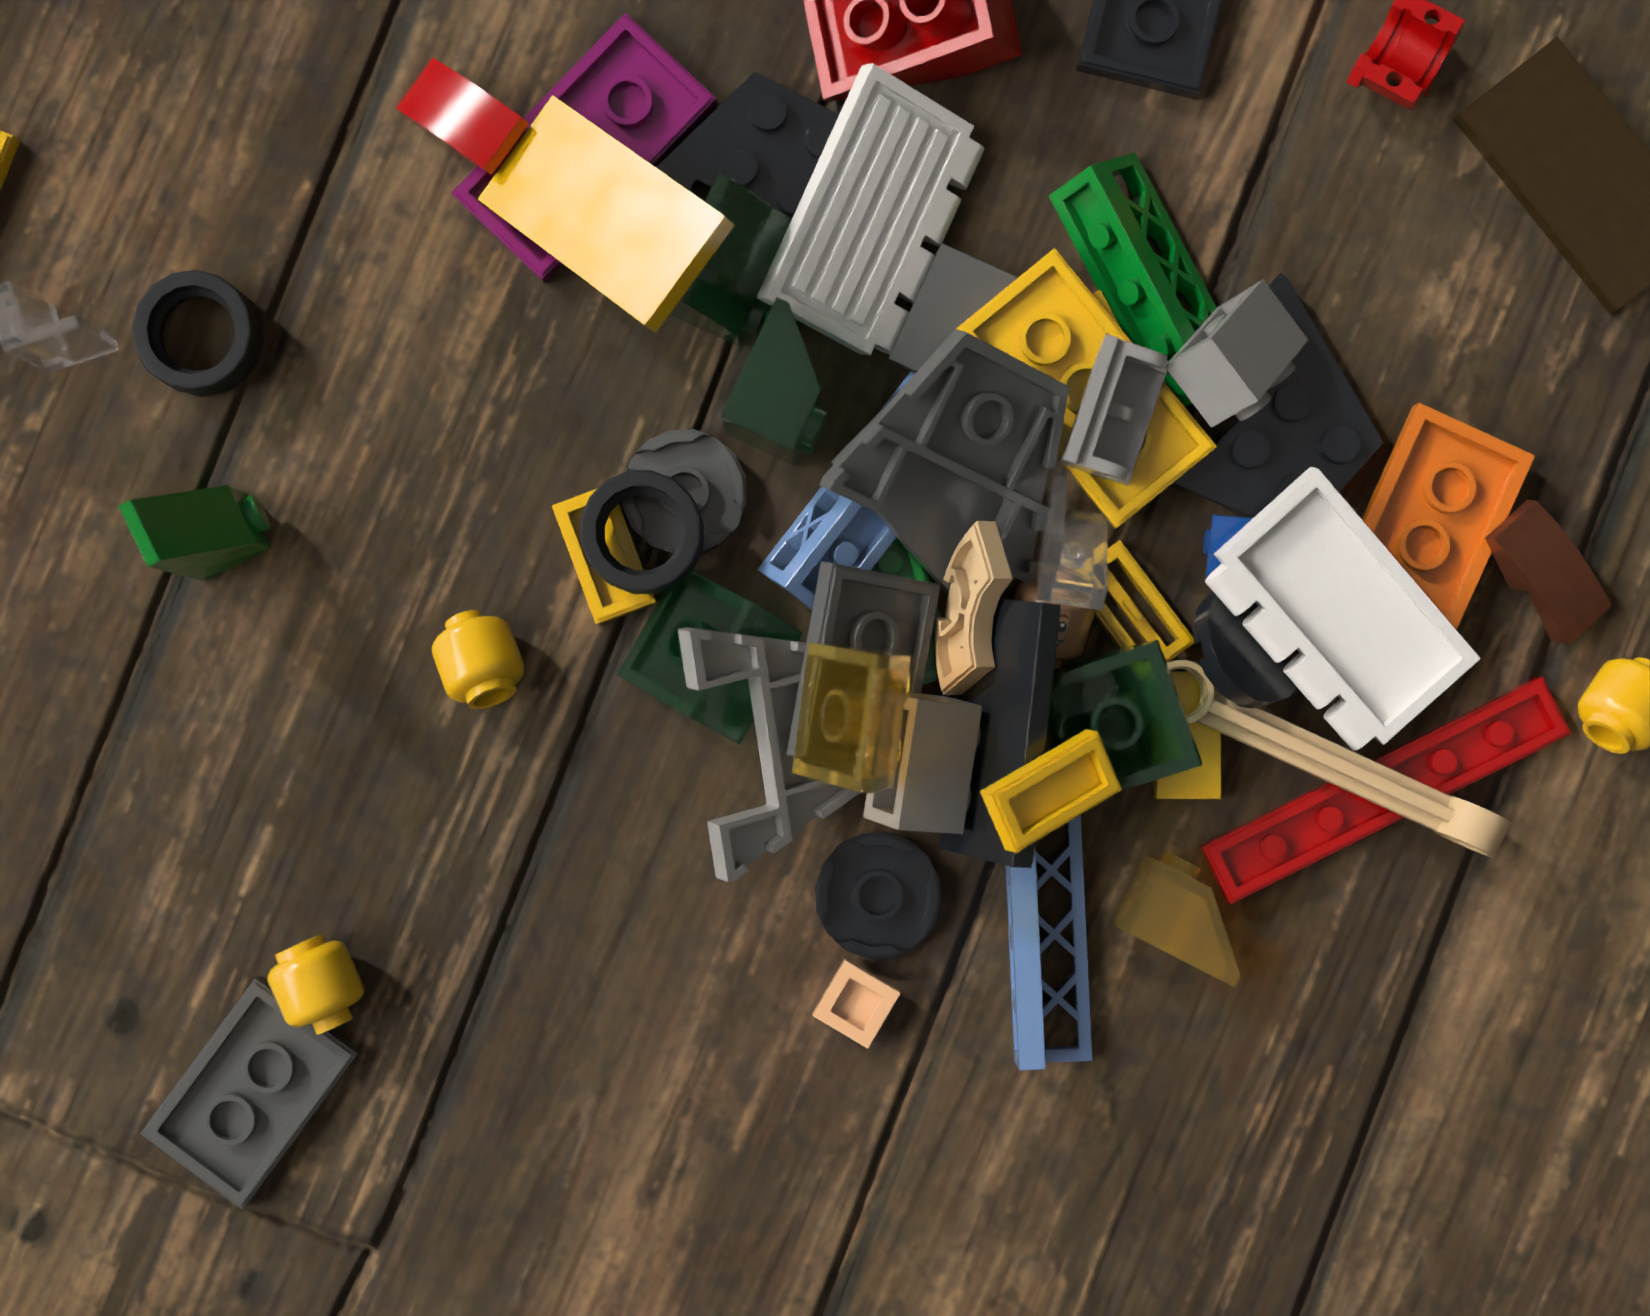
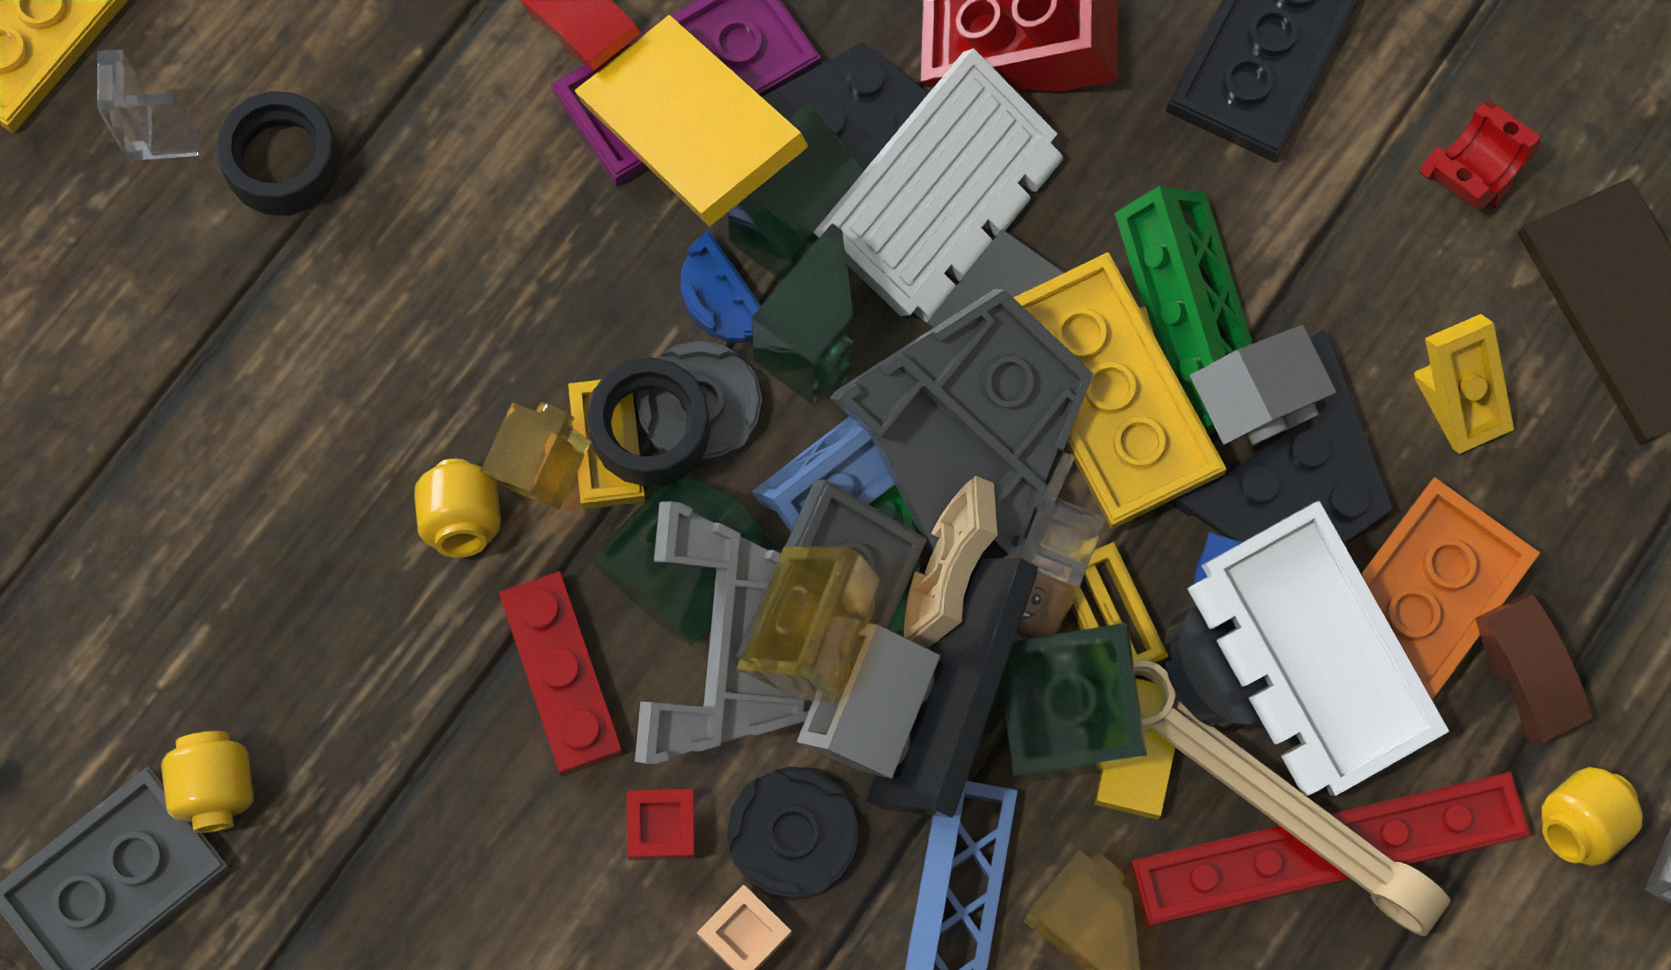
camera: 10 degrees right, 15 degrees down
(197, 530) = (227, 318): green slope -> none
(540, 590) = (536, 453): none -> clear yellow brick
(619, 794) = (560, 674): none -> red plate
(676, 377) = (716, 293): none -> blue tile
(752, 919) = (660, 824): none -> red plate
(1051, 790) = (988, 742): yellow tile -> none
(1115, 410) = (1133, 407): light grey hinge -> none
(1433, 298) = (1466, 384): none -> yellow slope

